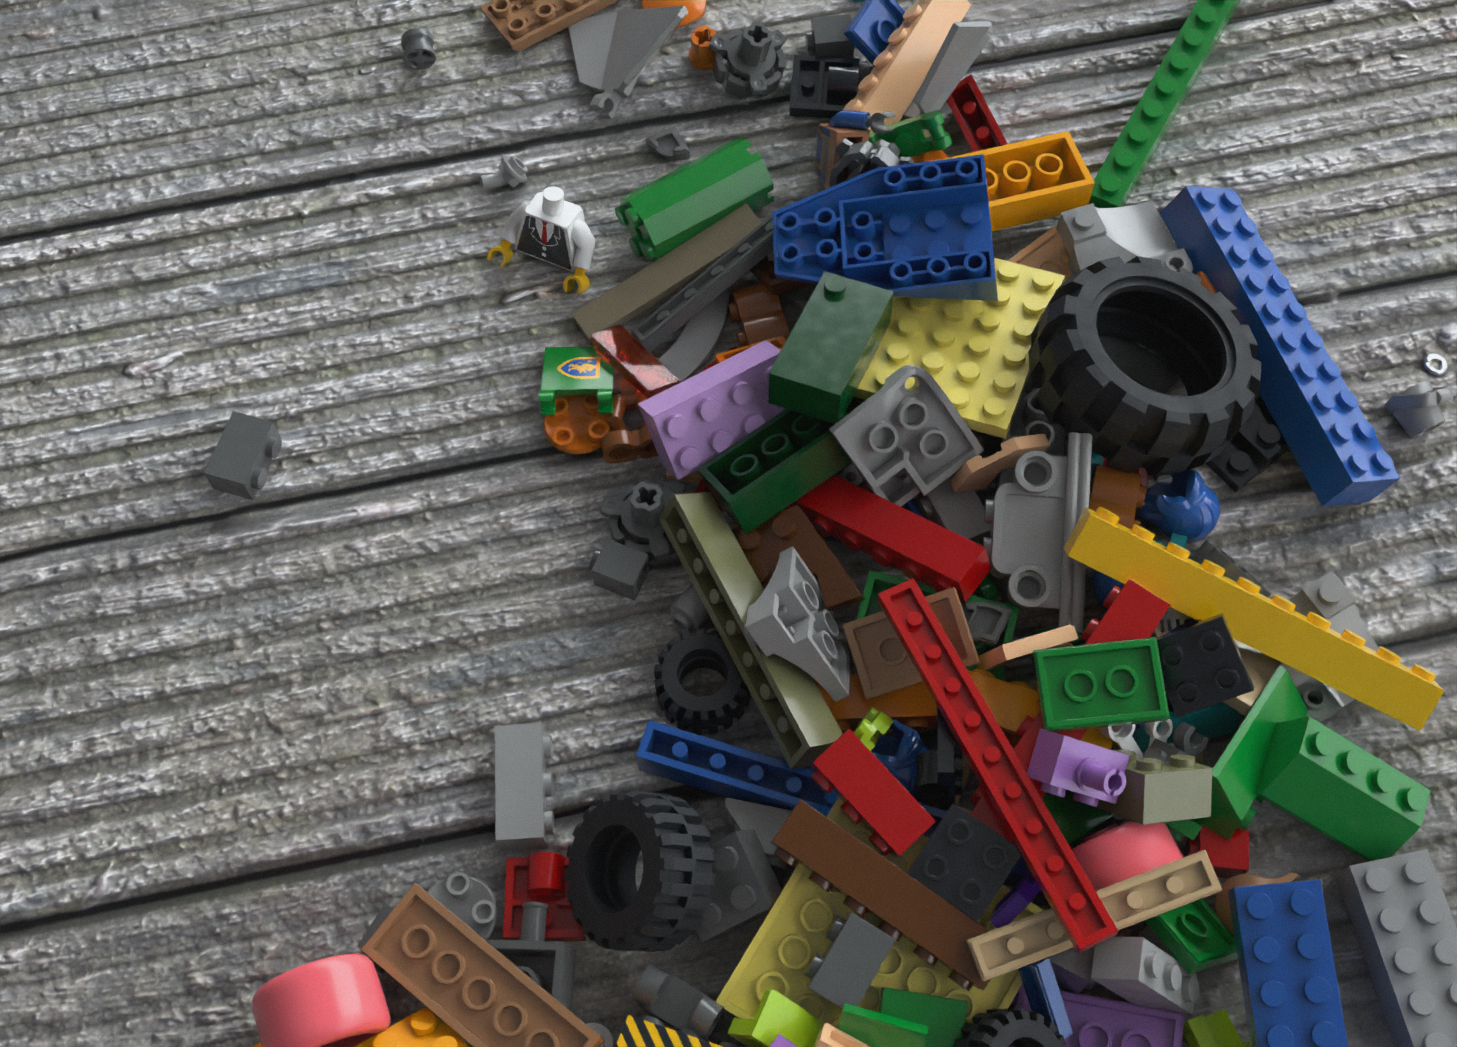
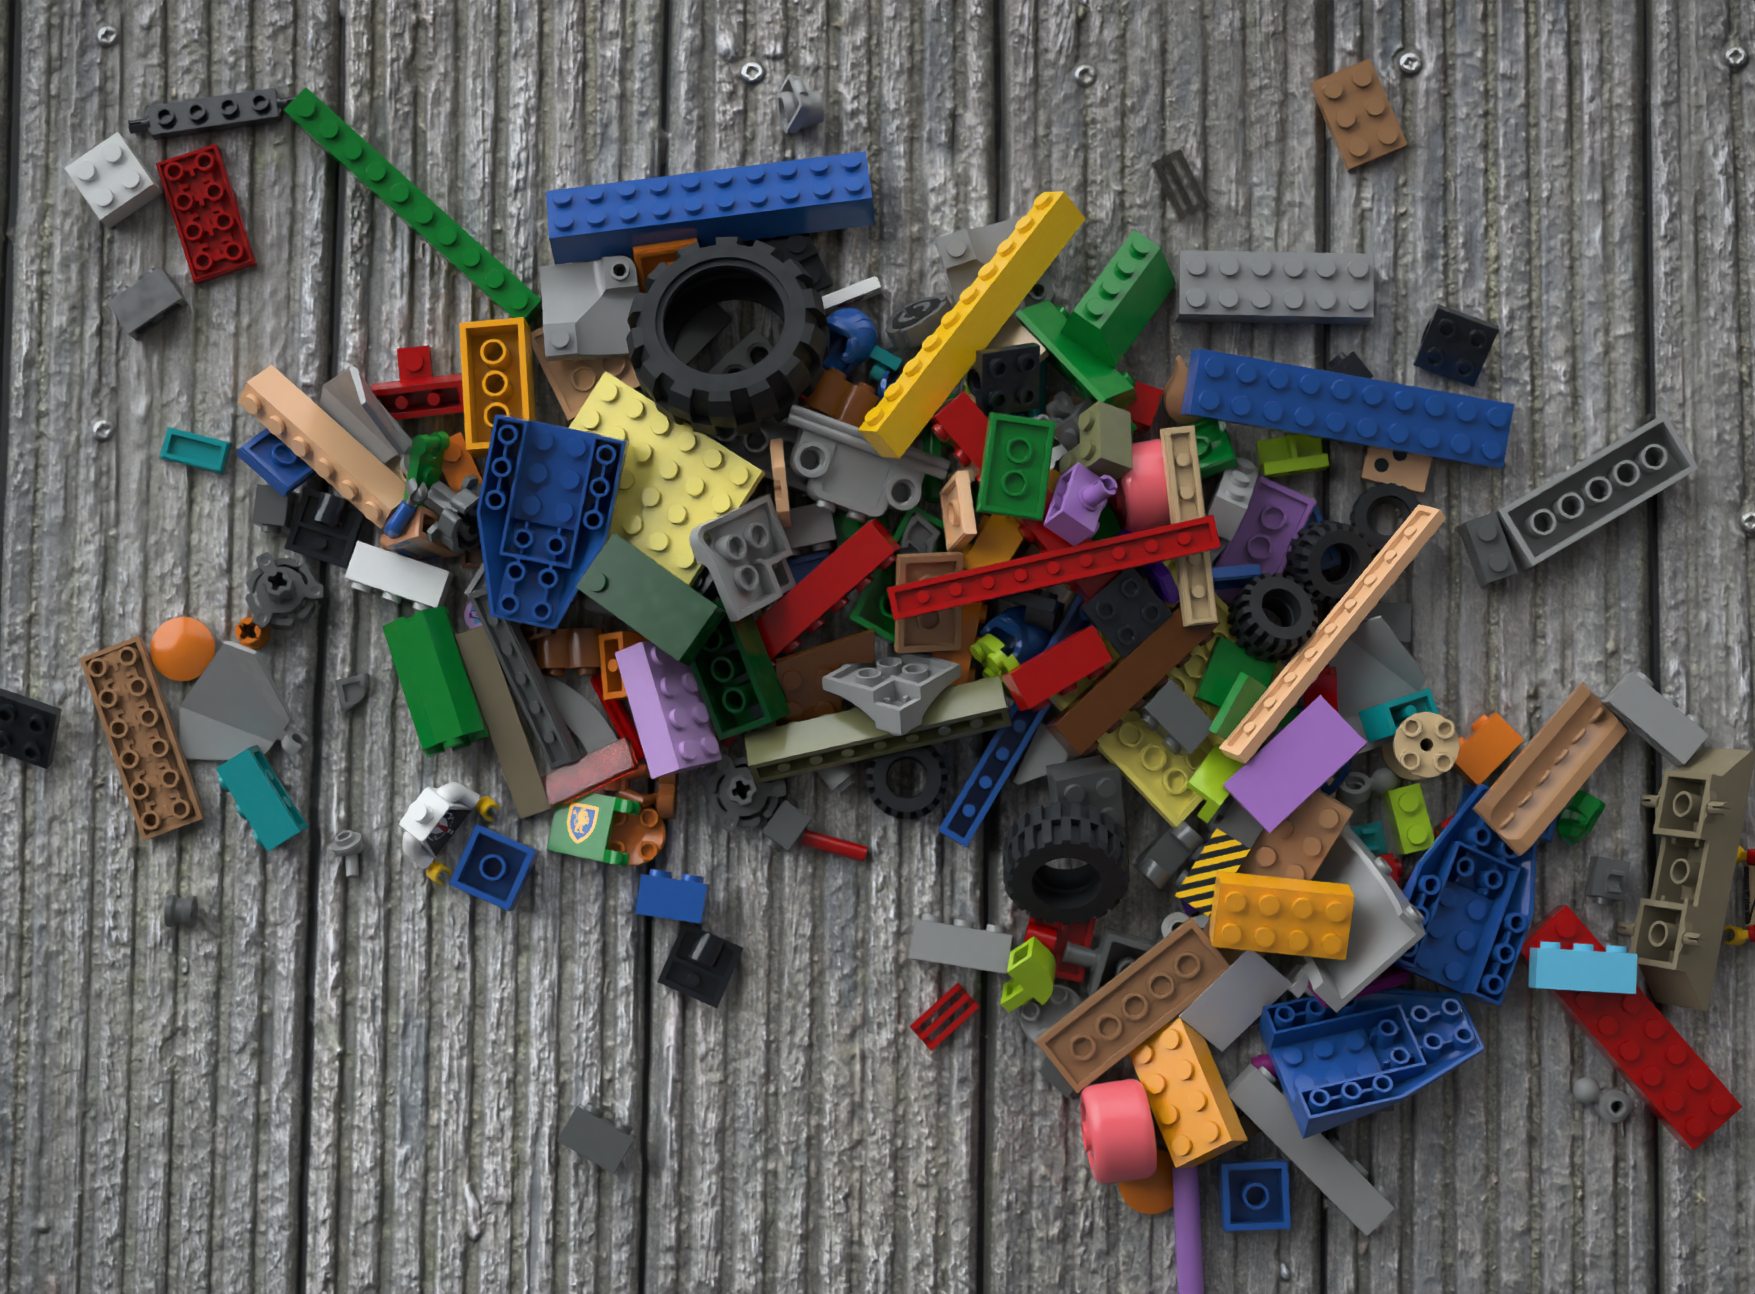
camera: 80 degrees left, 20 degrees up
(411, 771) = (923, 1035): none -> red tile
(449, 517) = (700, 964): none -> black plate
(501, 869) = (1032, 975): none -> lime brick
(514, 295) = (494, 867): none -> blue brick
(515, 466) = (673, 897): none -> blue brick
(542, 86) = (261, 798): none -> teal brick
(610, 627) = (834, 845): none -> red piece
(793, 152) = (398, 577): none -> white brick
(1015, 125) = (414, 362): none -> red plate
(1234, 506) = (851, 295): none -> white tile

